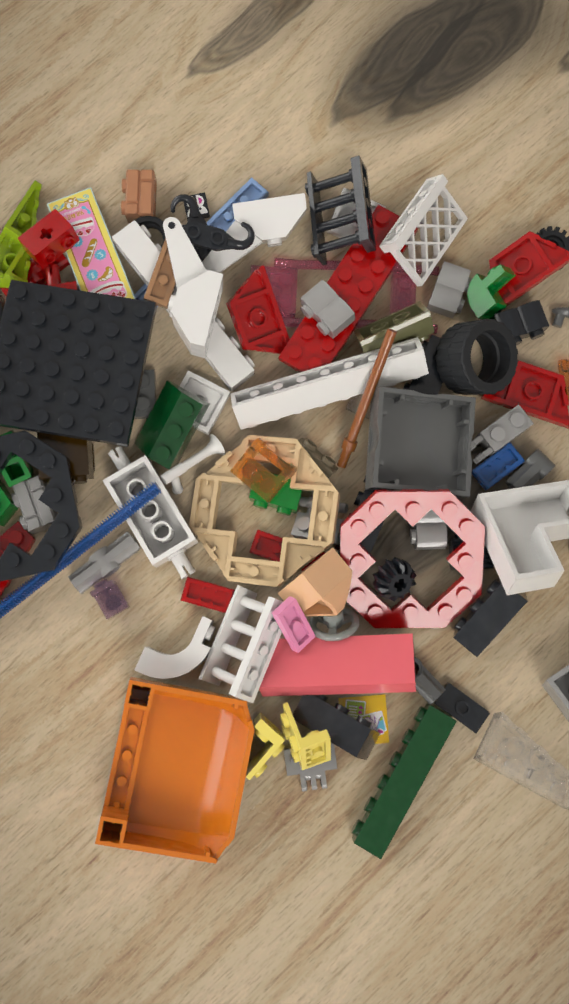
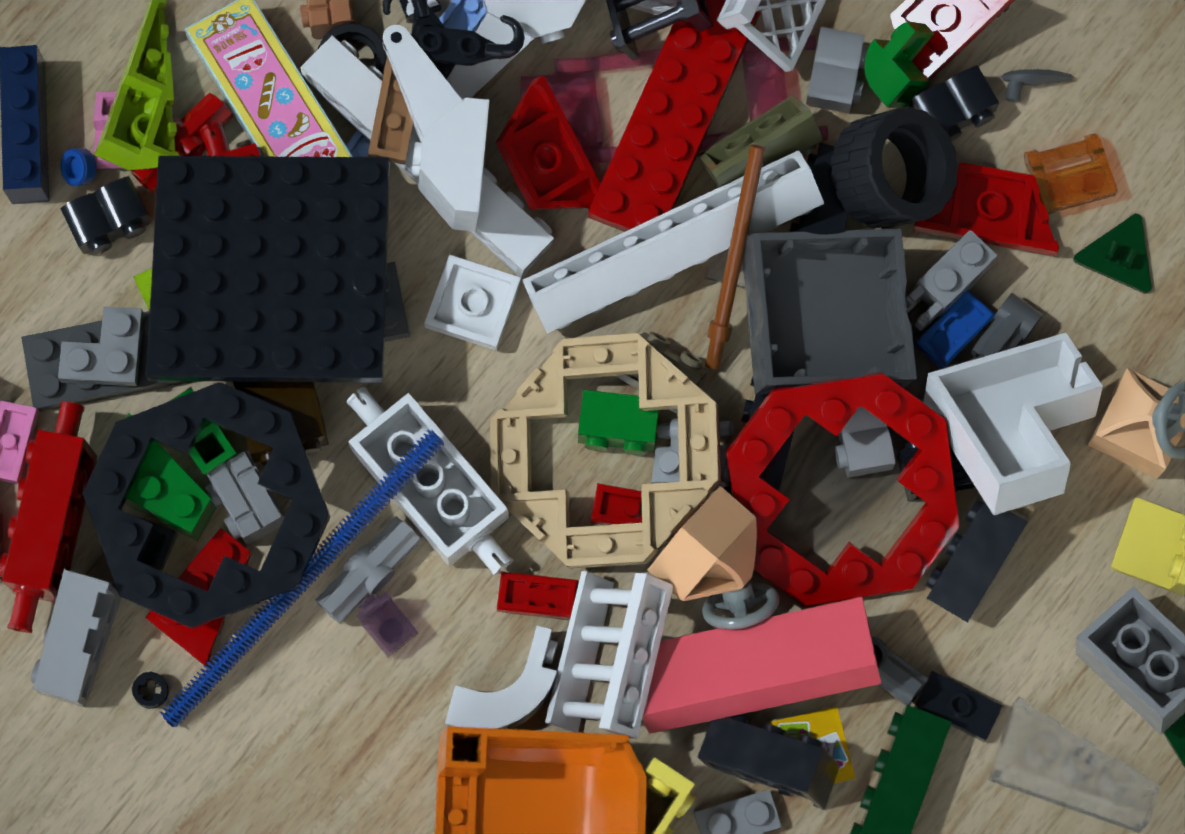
camera: 10 degrees left, 5 degrees down
(48, 239) = (203, 84): red brick -> none
(171, 425) = (437, 342): dark green slope -> none
(172, 475) = (453, 419): white piece -> none
(259, 477) = (588, 398): clear orange plate -> none
(293, 624) = (680, 610): bright pink plate -> none
(309, 750) = (730, 795): light yellow bracket -> none
(327, 309) = (652, 128): light grey brick -> none
(394, 579) = (822, 522): black gear -> none

